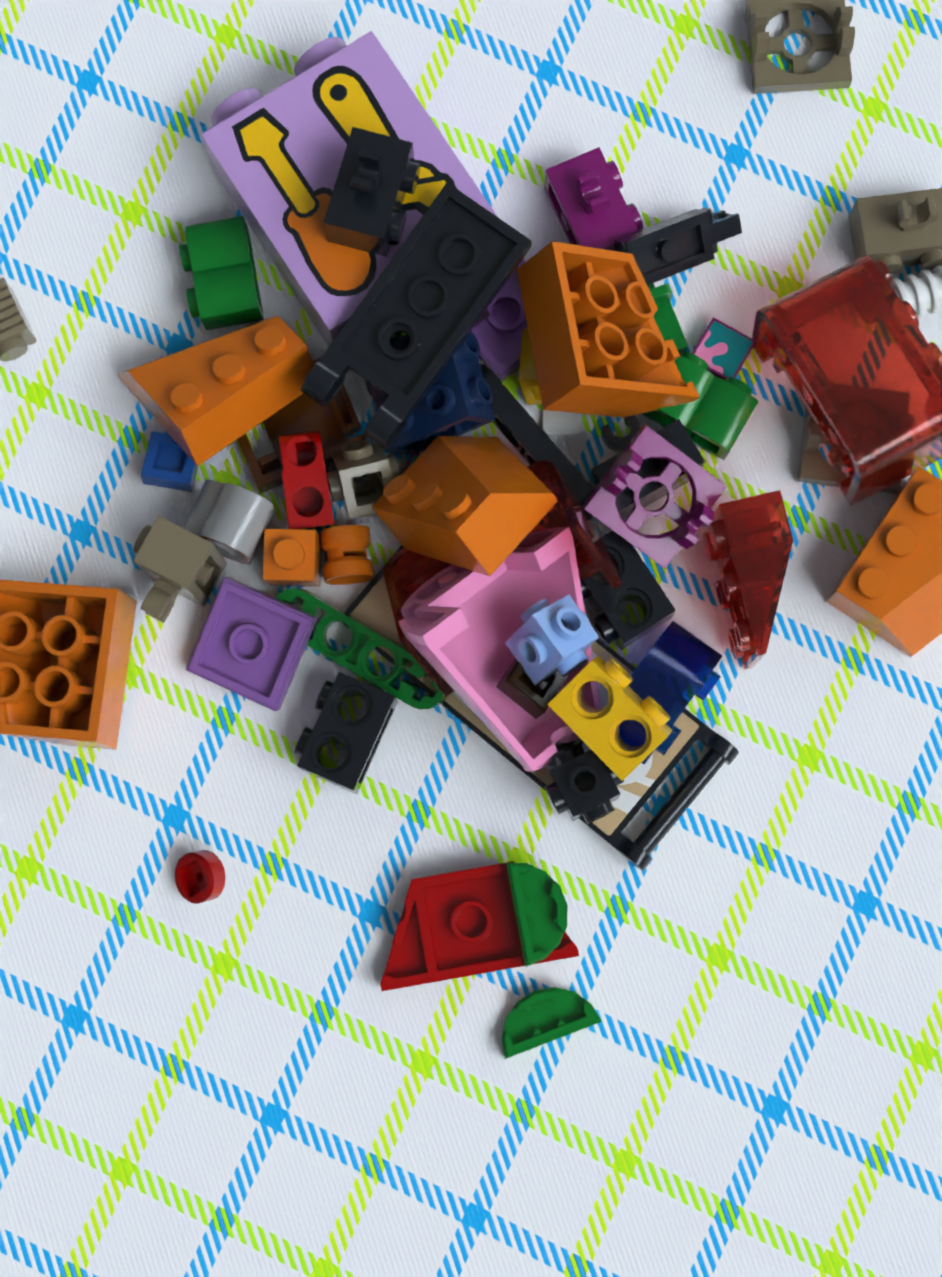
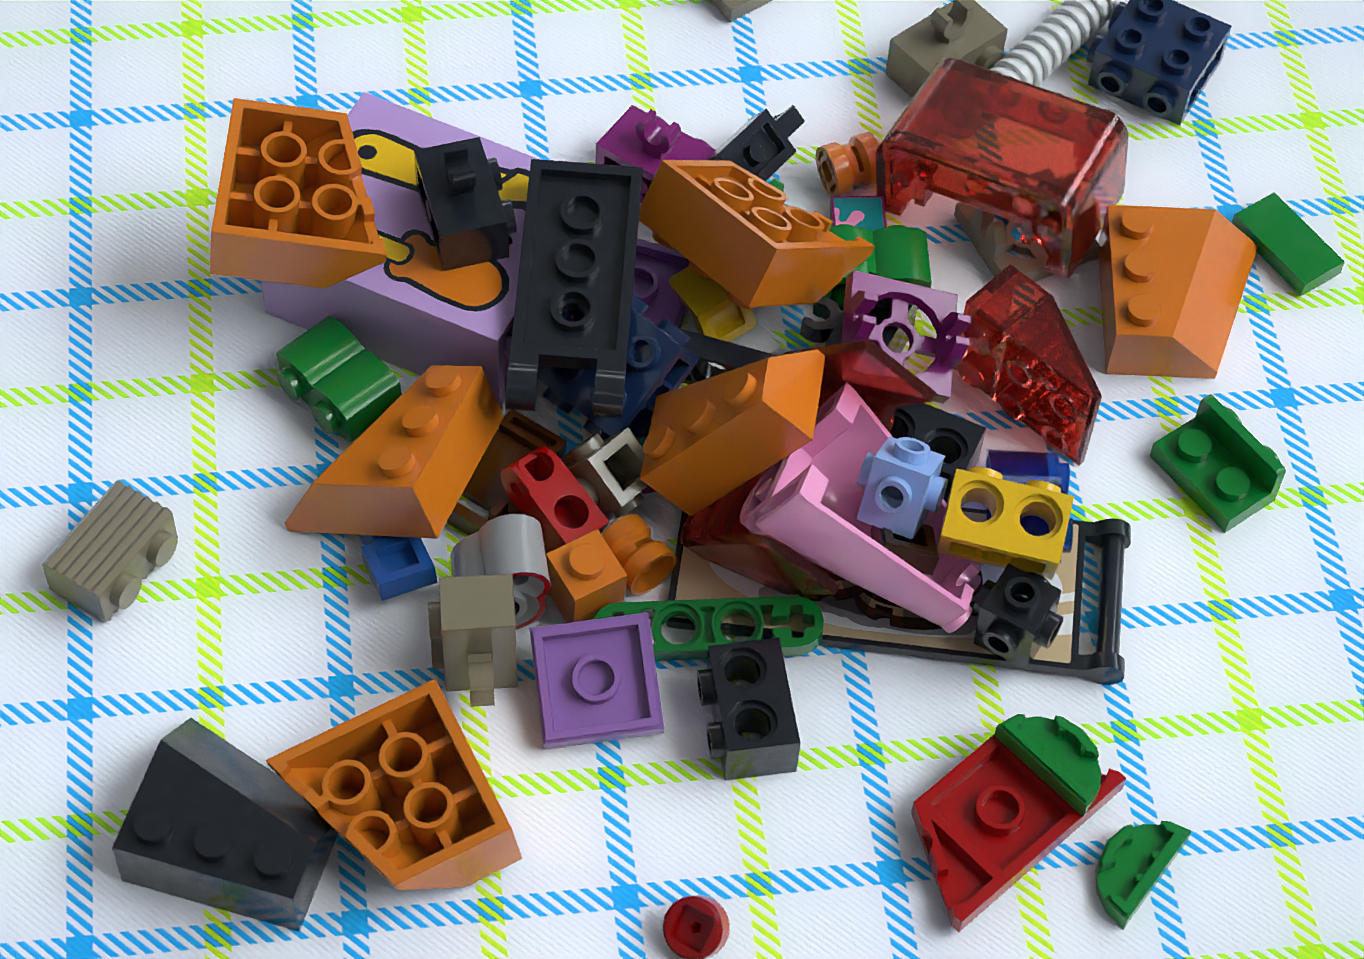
camera: 40 degrees left, 25 degrees down
(233, 114) = (292, 199): none -> orange wedge
(738, 290) = (847, 164): none -> orange wheel
(849, 739) = (1220, 464): none -> green bracket

